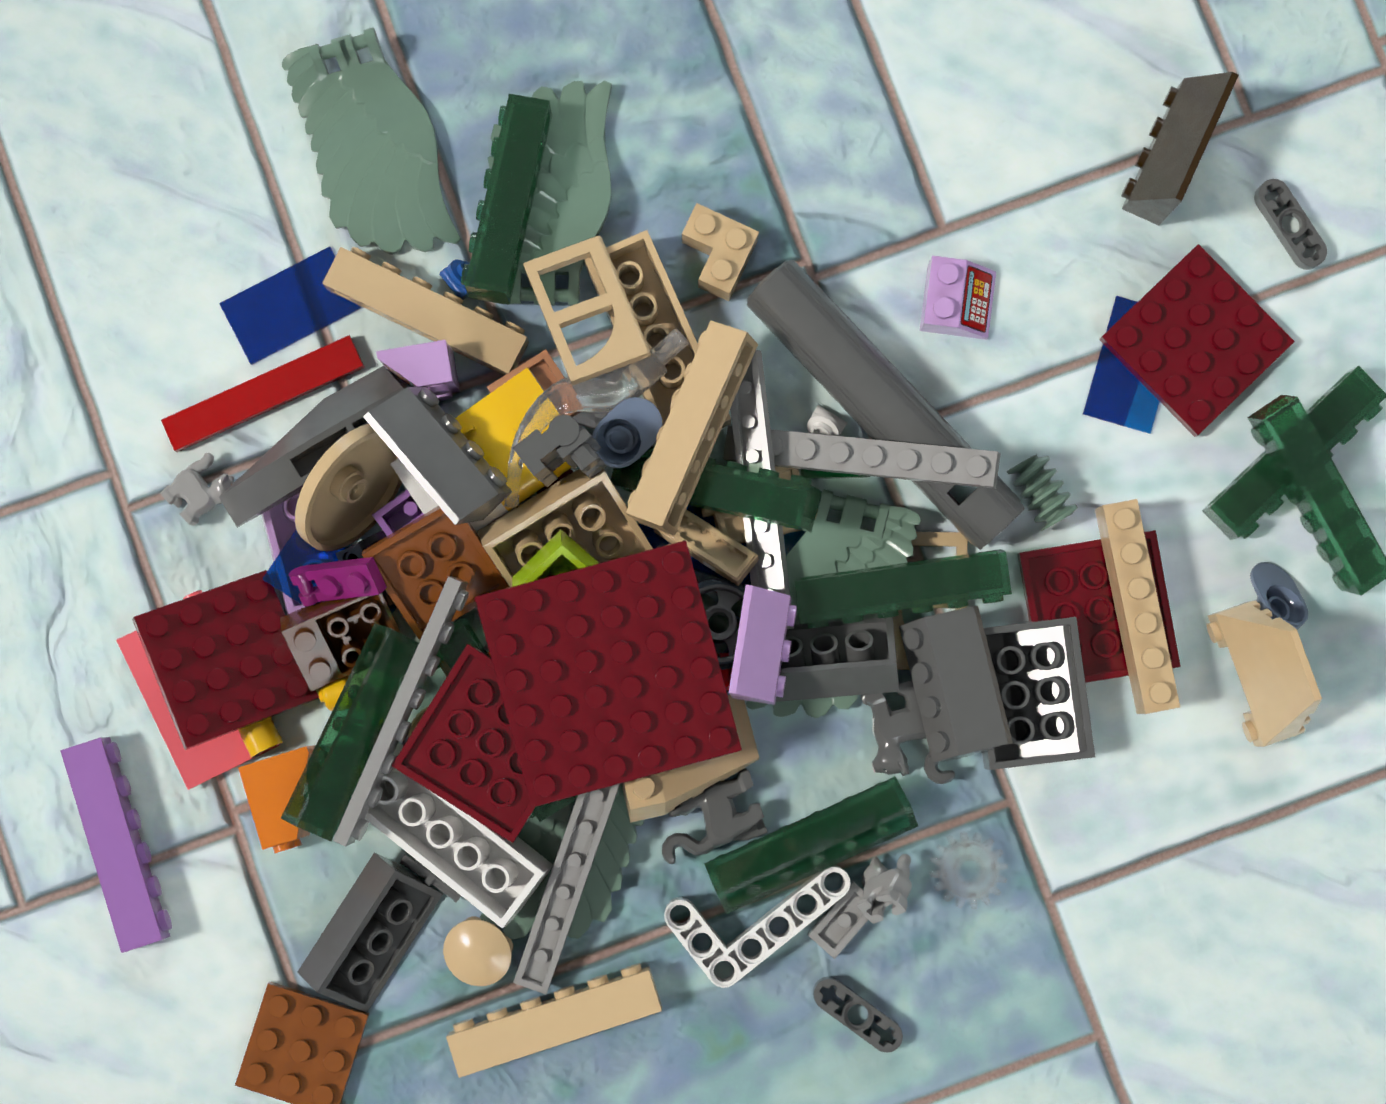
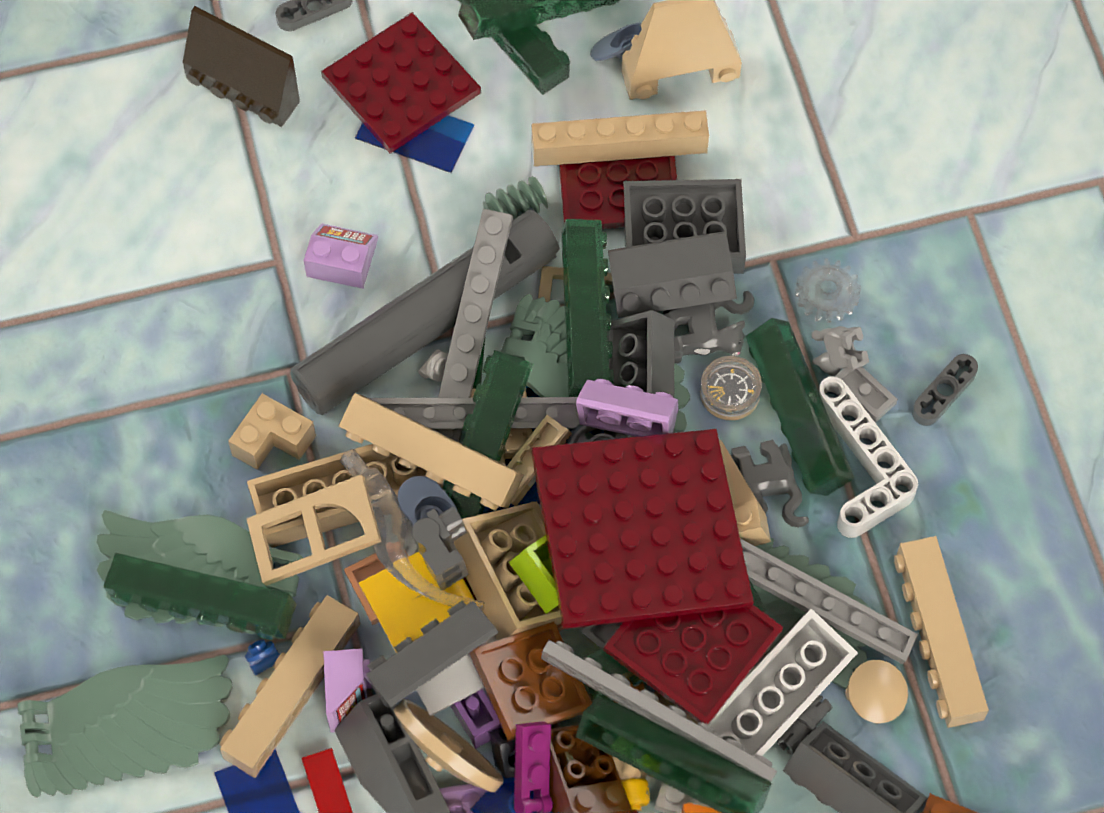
camera: 85 degrees left, 20 degrees down
(829, 764) = (730, 388): none -> clear piece

